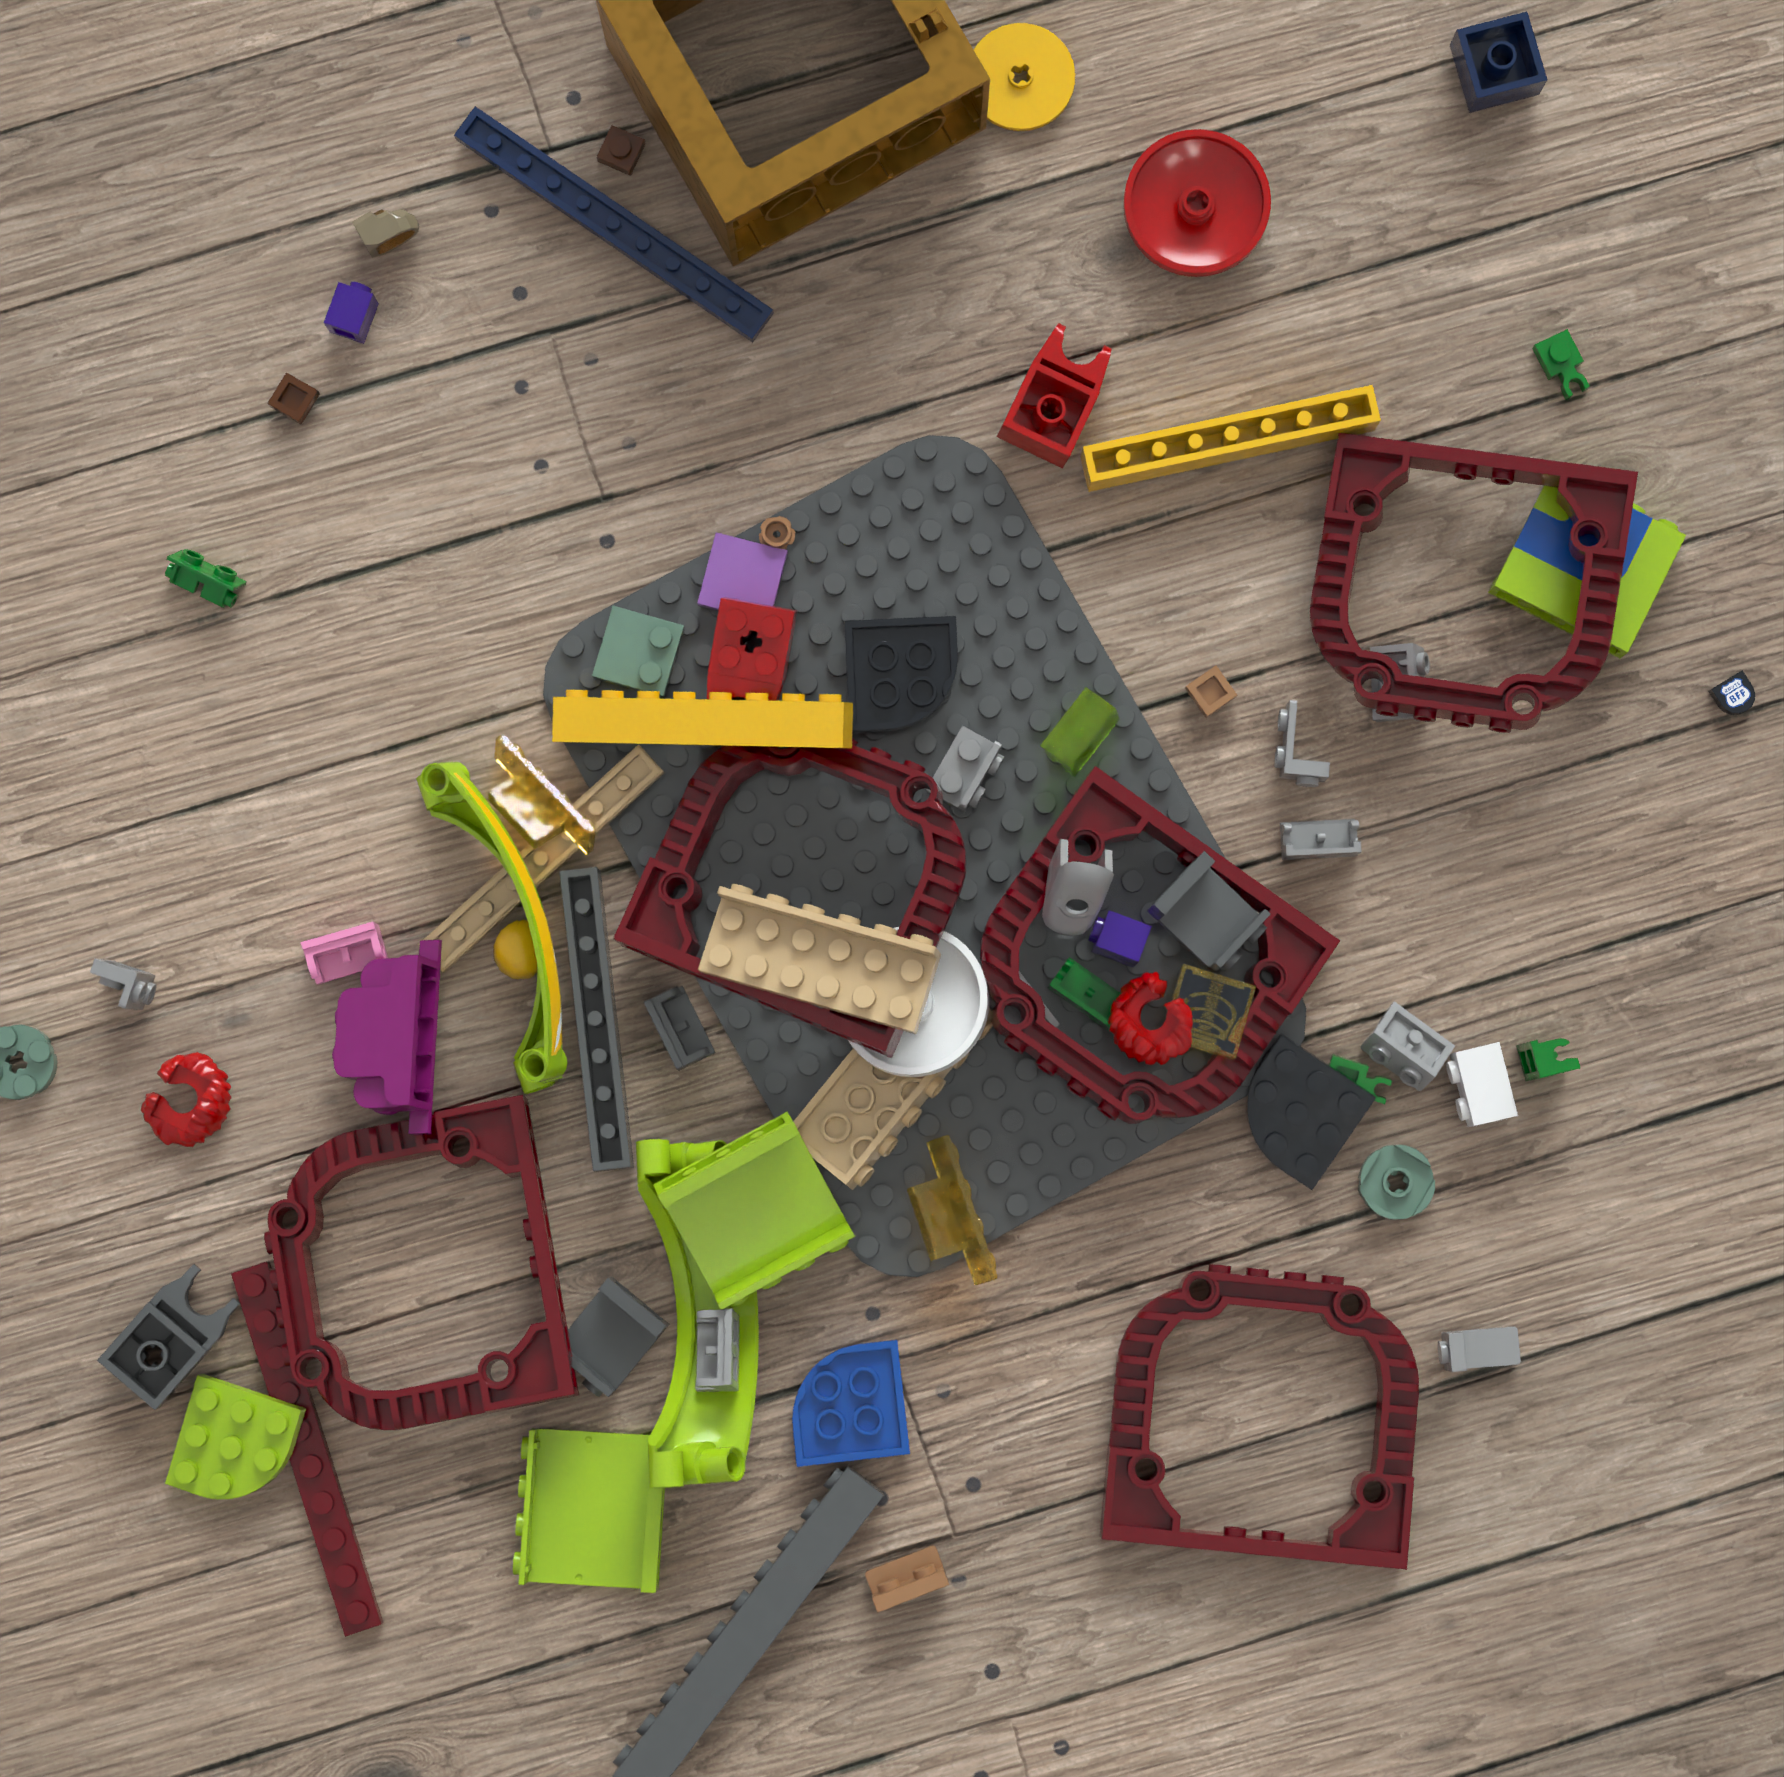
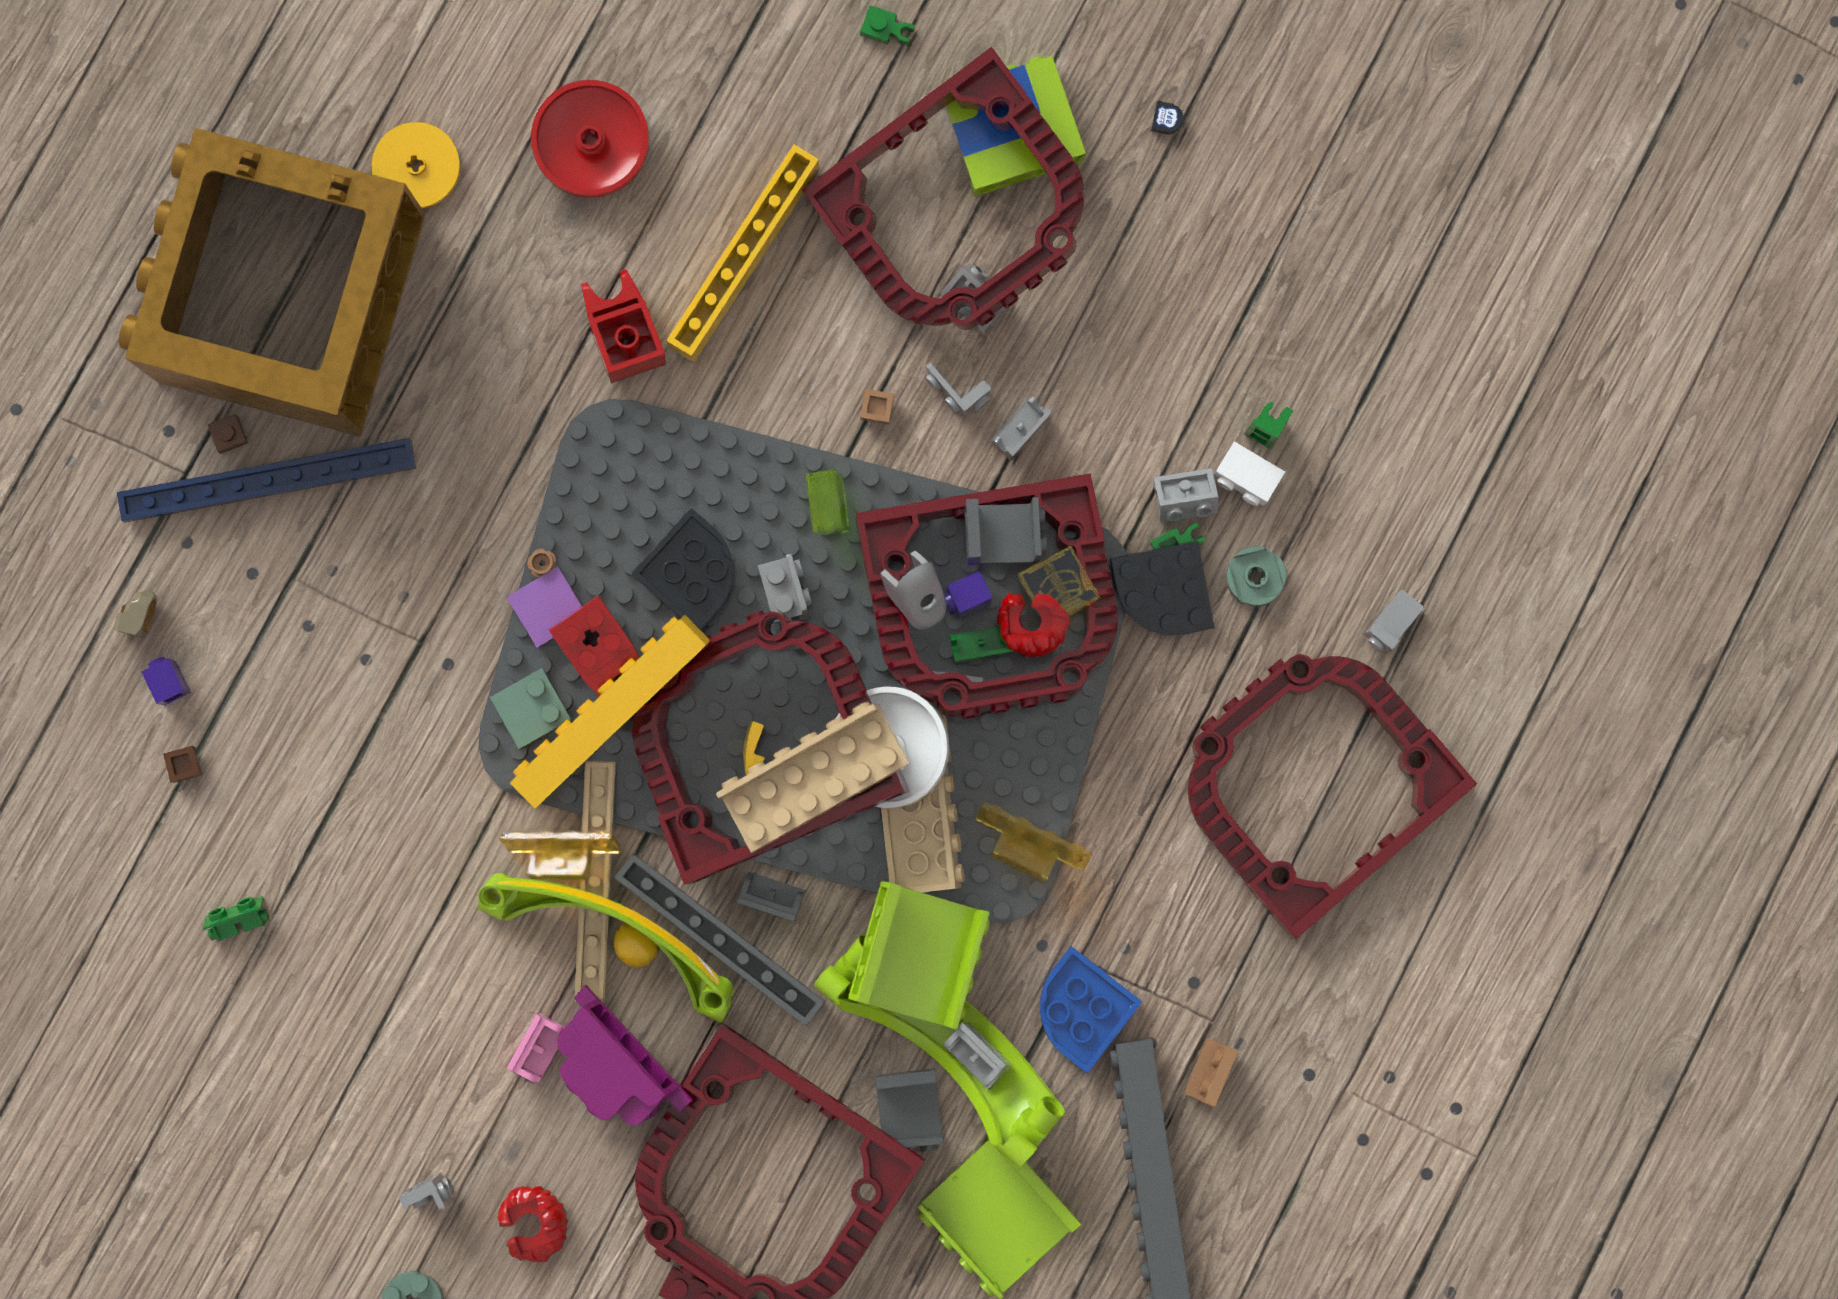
camera: 50 degrees left, 0 degrees up
(801, 872) = (751, 739): none -> yellow slope

